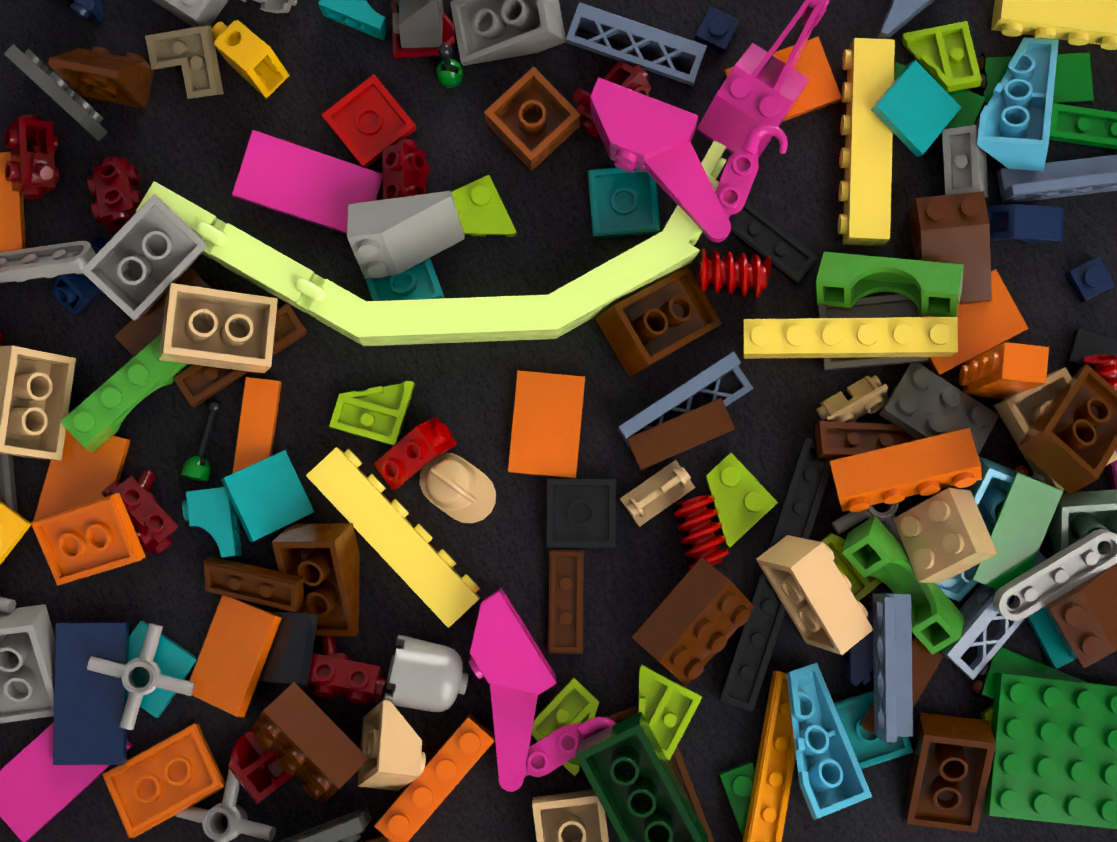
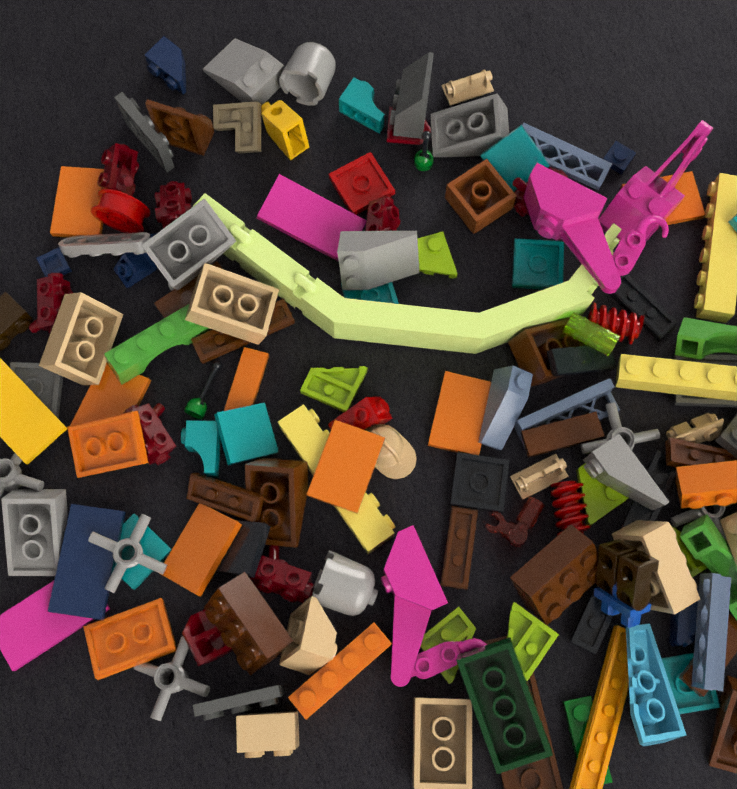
camera: 10 degrees right, 10 degrees down
(44, 214) = (120, 211): none -> red wheel
(403, 523) = (346, 466): none -> orange tile
(573, 58) = (515, 156): none -> teal tile
(601, 404) = (505, 403): none -> sand blue slope
(638, 572) = (518, 533): none -> clear red bar
(694, 331) = (579, 361): none -> black tile
(702, 296) = (591, 334): none -> clear neon green axle
(742, 436) = (629, 437): none -> light grey bar
(755, 475) = (621, 470): none -> light grey slope
(775, 621) = (624, 581): none -> dark brown hips

